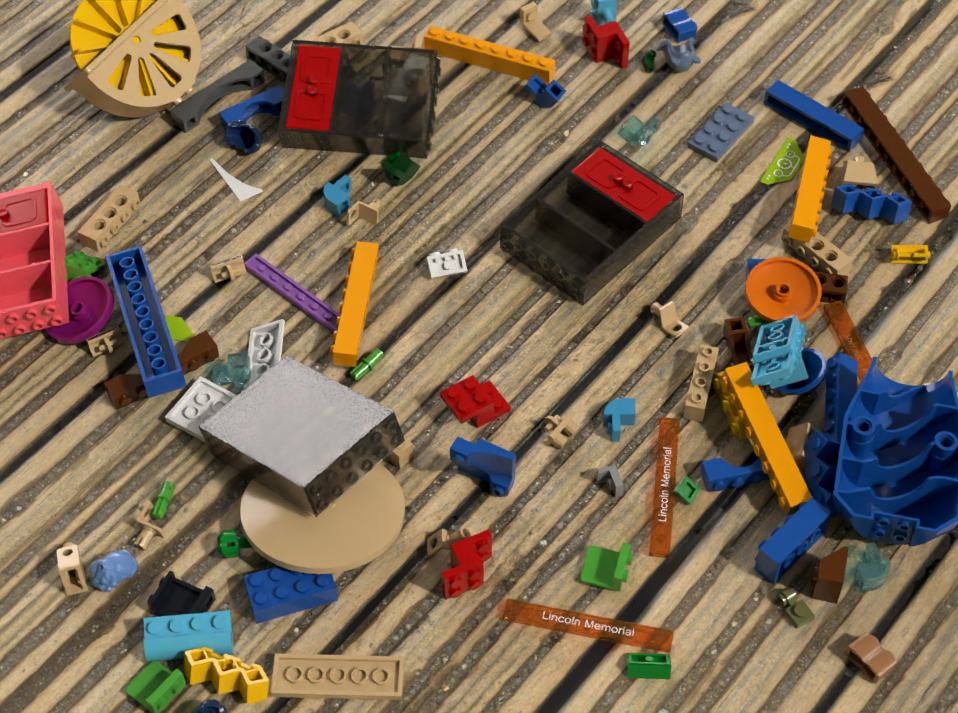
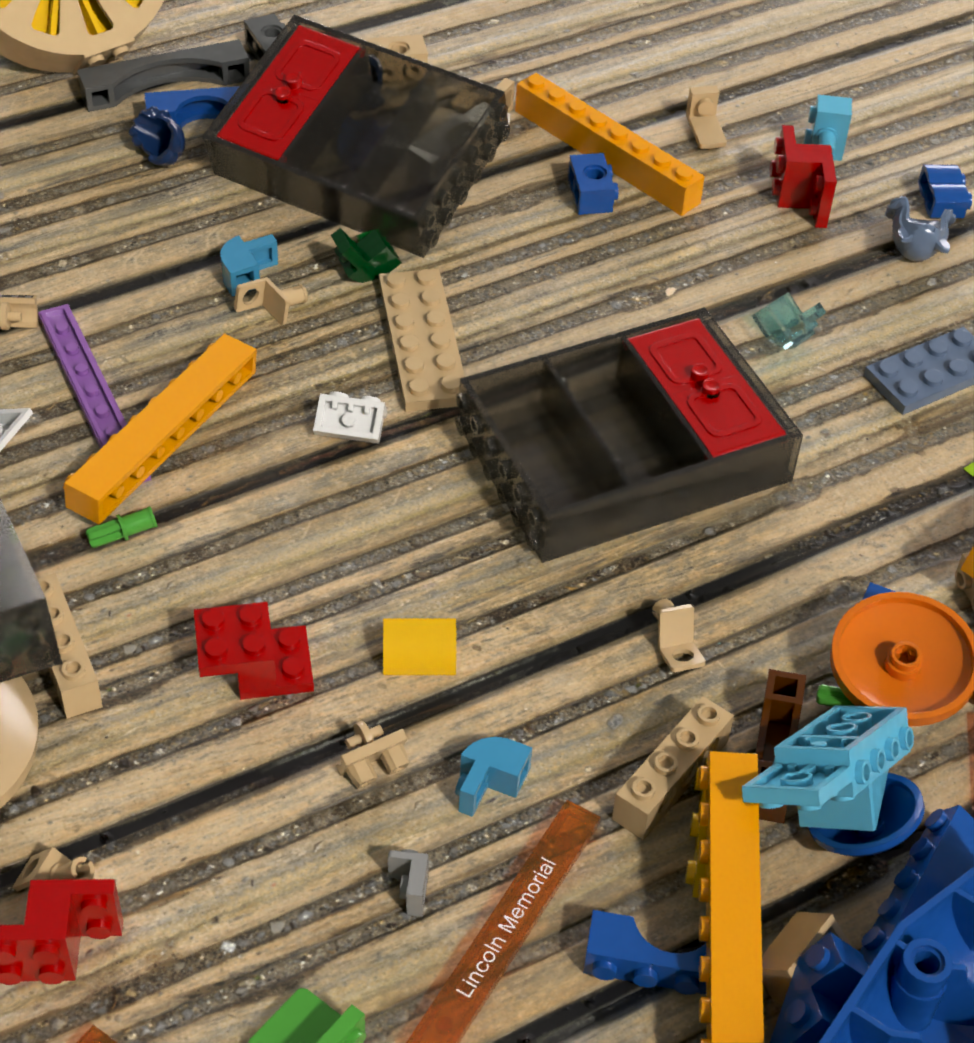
camera: 20 degrees right, 5 degrees down
(240, 189) = (111, 208): white sticker -> none
(455, 206) = (422, 338): none -> tan plate
(486, 463) = (191, 754): blue slope -> none
(494, 83) = (592, 183): none -> blue brick
(544, 95) = (663, 220): blue brick -> none
(550, 370) = (419, 646): none -> yellow brick
(647, 61) = (863, 226): dark green arm -> none
(686, 490) = (538, 953): green plate -> none

